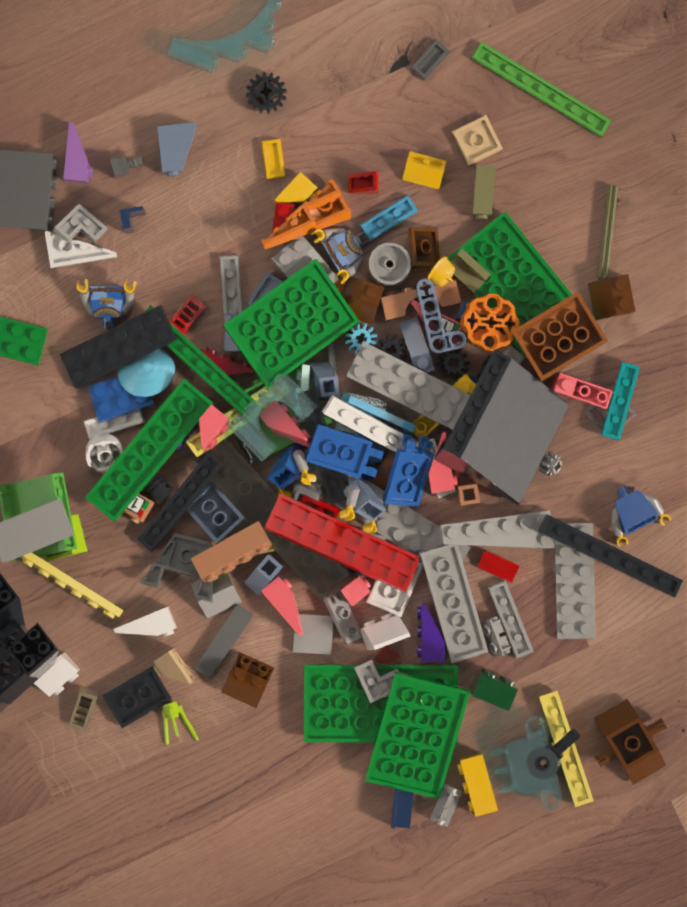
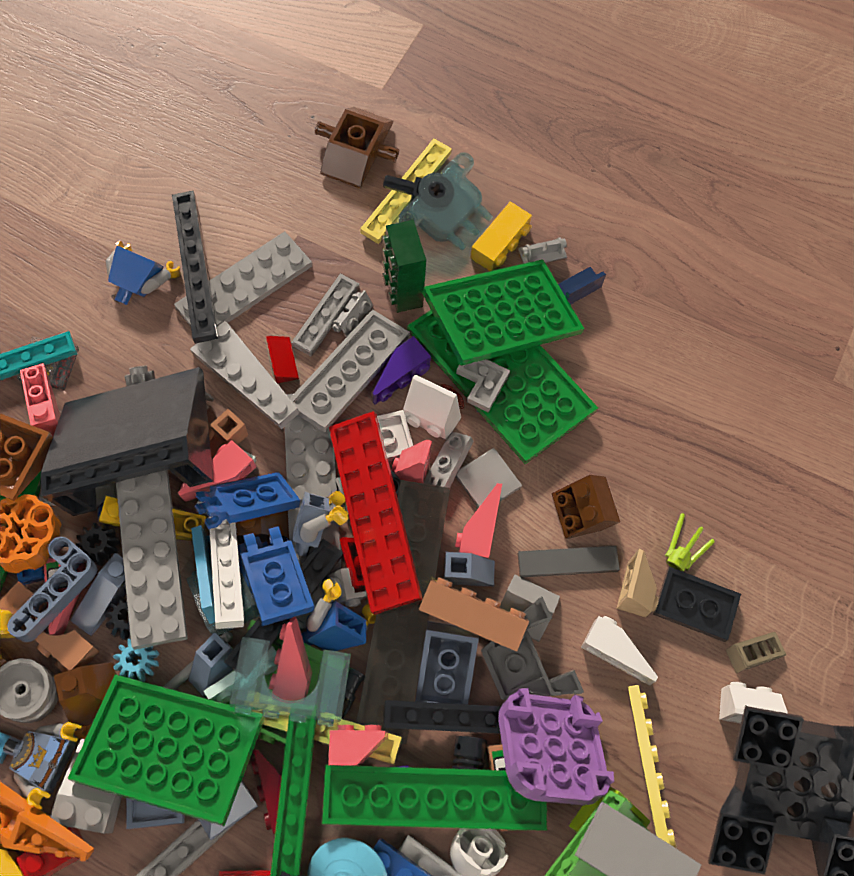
camera: 135 degrees left, 20 degrees down
(123, 537) = (553, 749): none -> medium lavender tile

